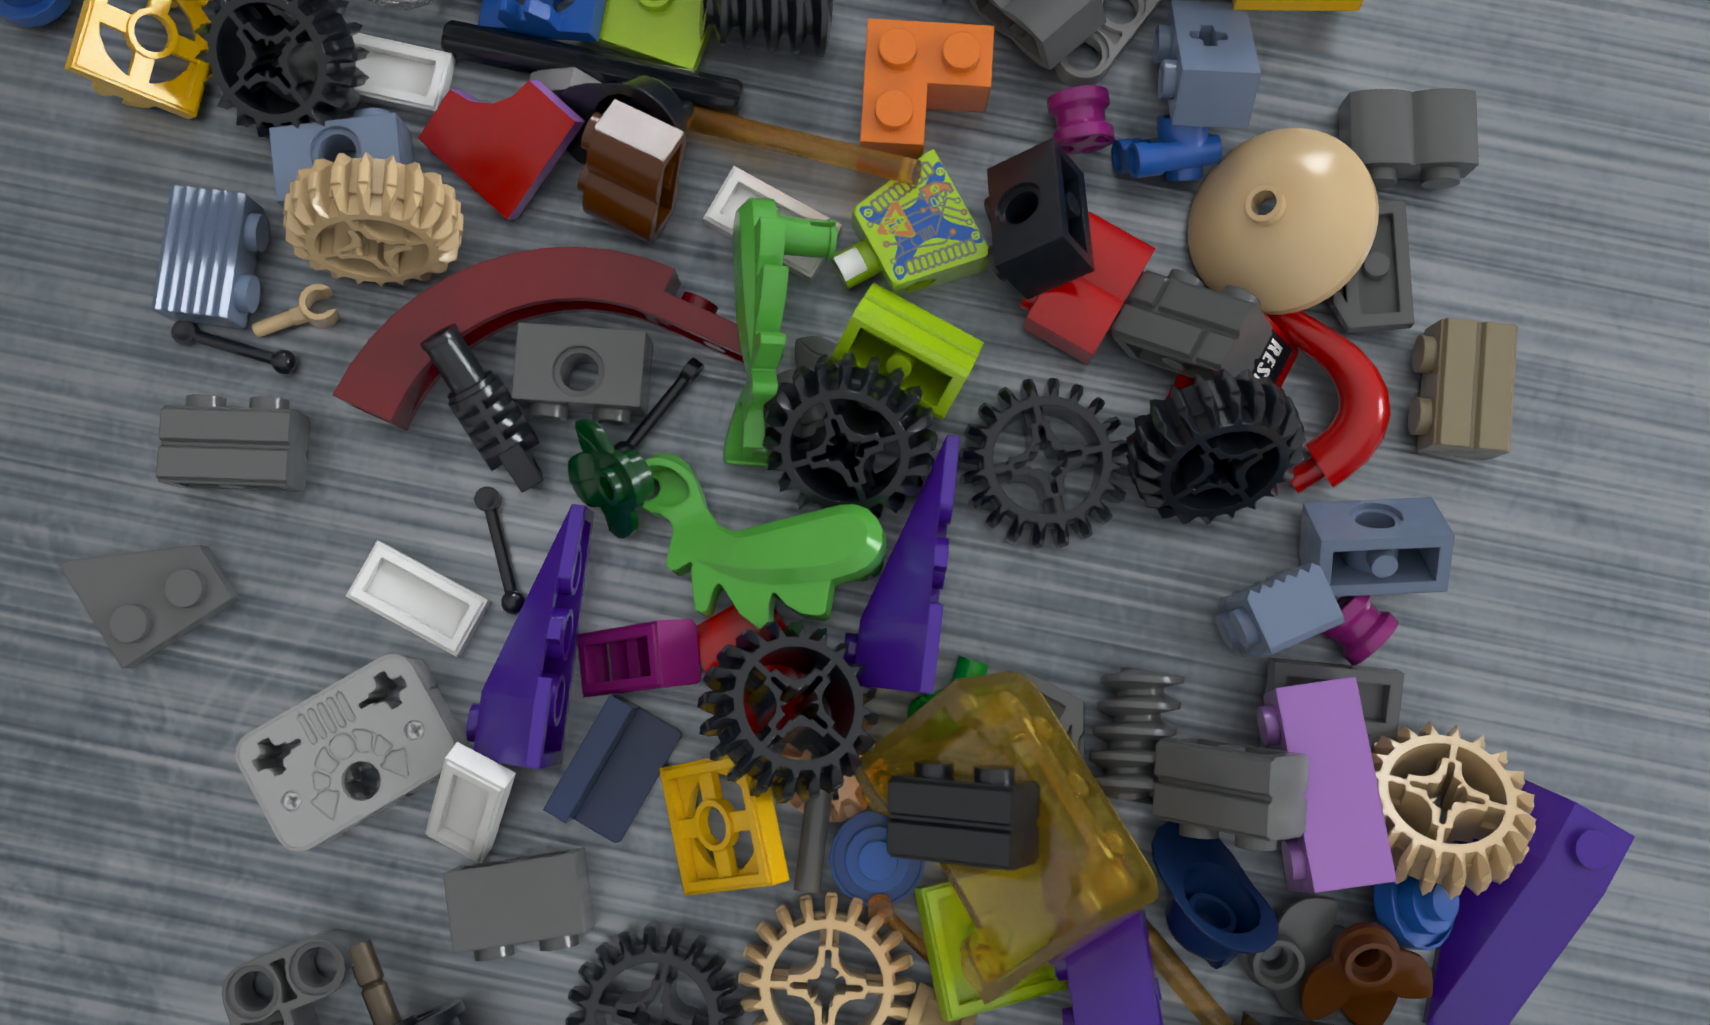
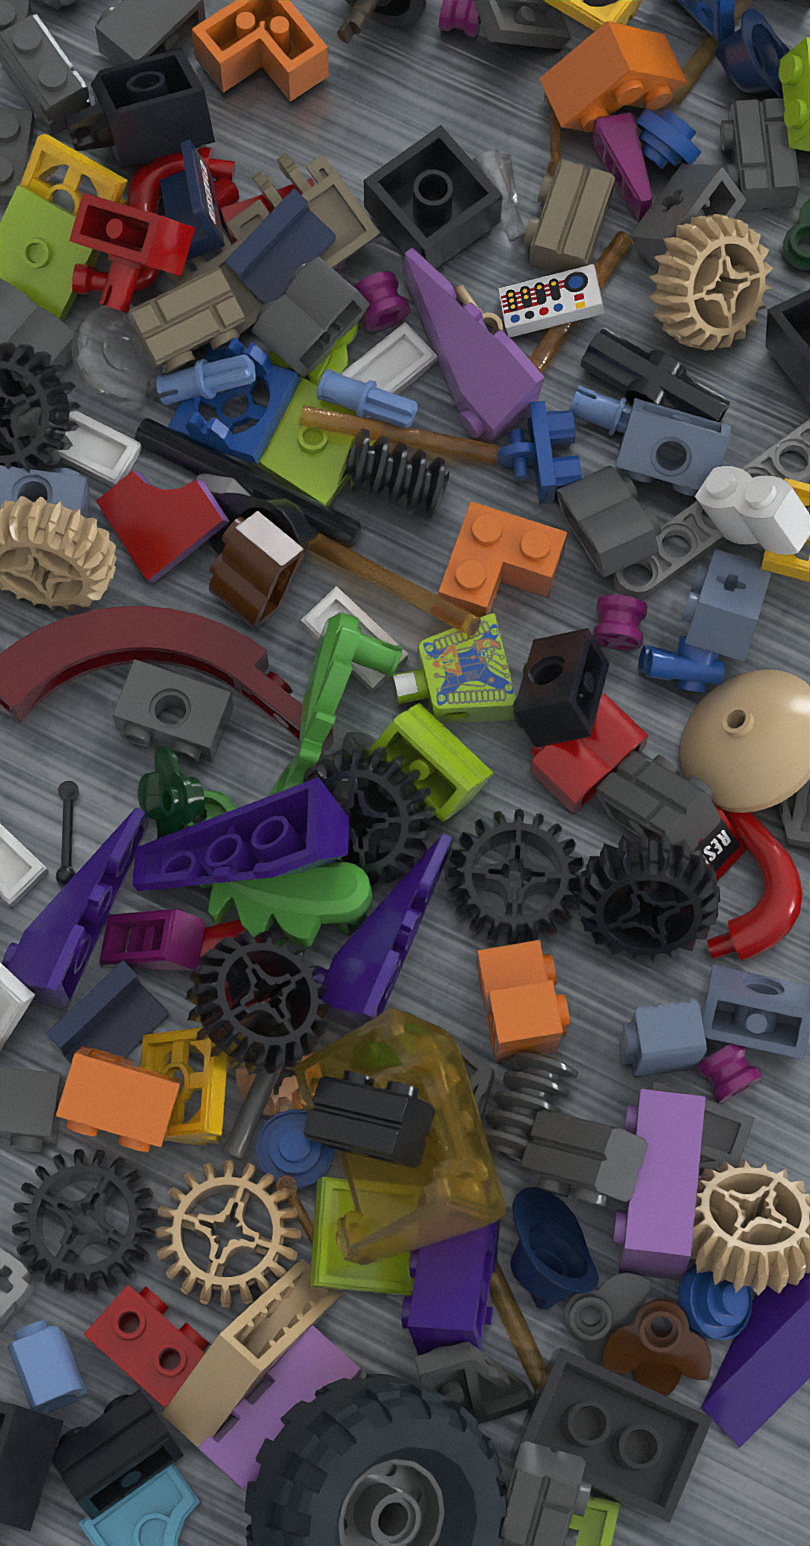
camera: 15 degrees right, 10 degrees down
(485, 408) = (89, 718): black hinge -> none
(651, 869) = (119, 1098): none -> orange brick
(686, 376) = (253, 738): black hinge -> none
(723, 518) = (256, 841): none -> dark purple wedge
(1092, 614) = (521, 1000): none -> orange brick

